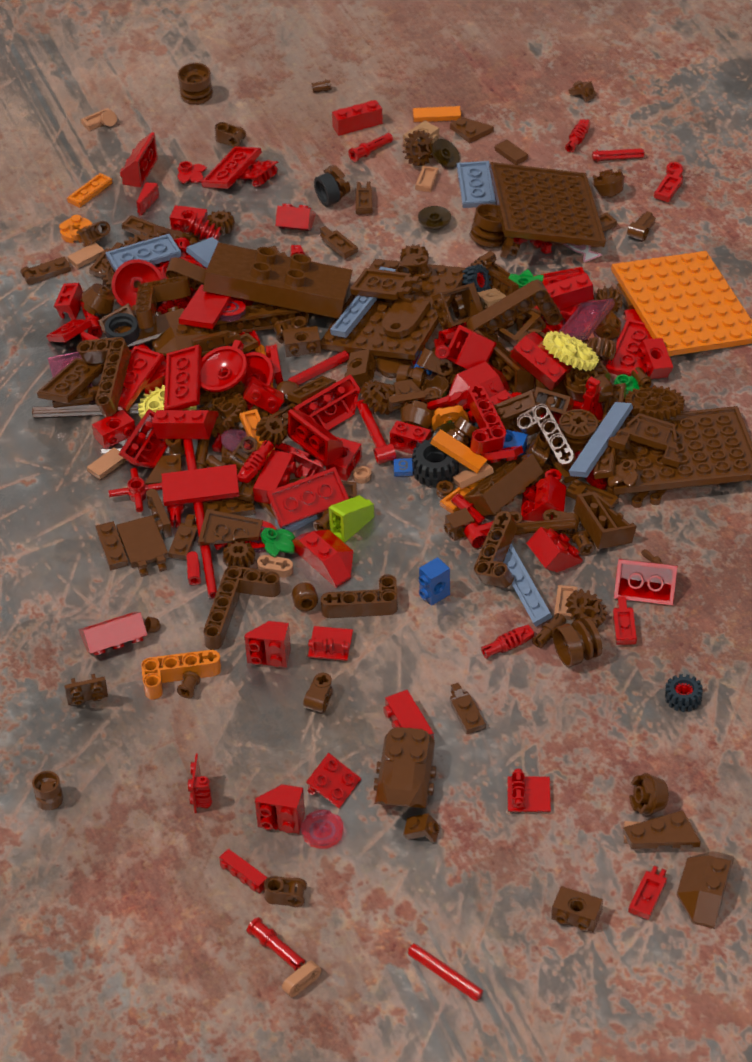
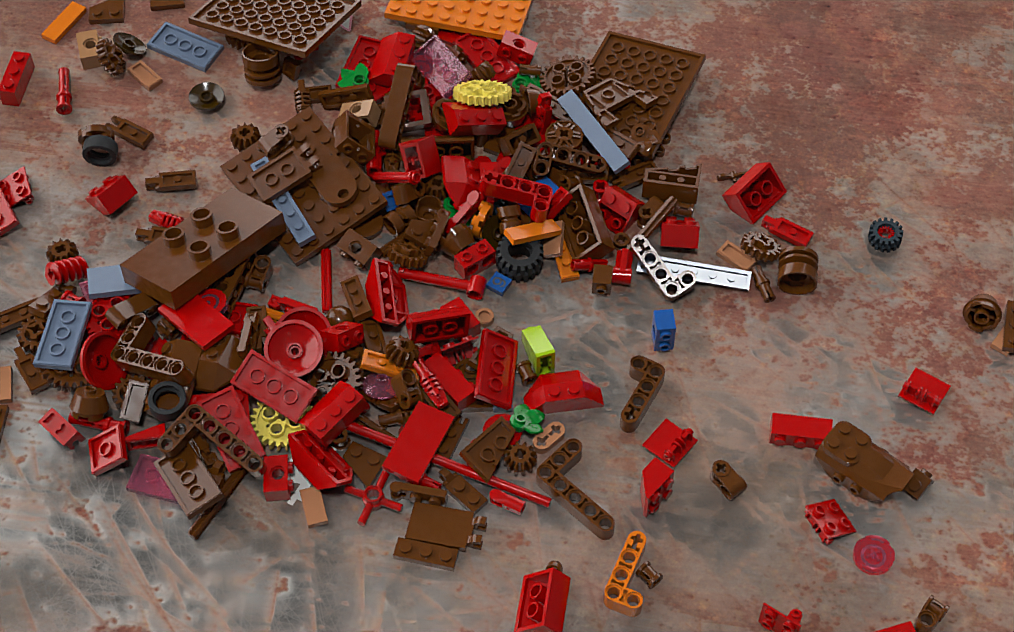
camera: 60 degrees left, 10 degrees up
(182, 214) = (31, 277): red brick -> none
(281, 809) = (850, 570): red slope -> none
(301, 341) = (283, 265): reddish brown brick -> none
(304, 596) = (606, 433): reddish brown head -> none
(444, 485) = (549, 273): reddish brown bush -> none
(466, 710) = (808, 386): reddish brown hinge -> none
(478, 275) = (323, 110): black bush -> none
(508, 641) = (756, 317): red hinge -> none

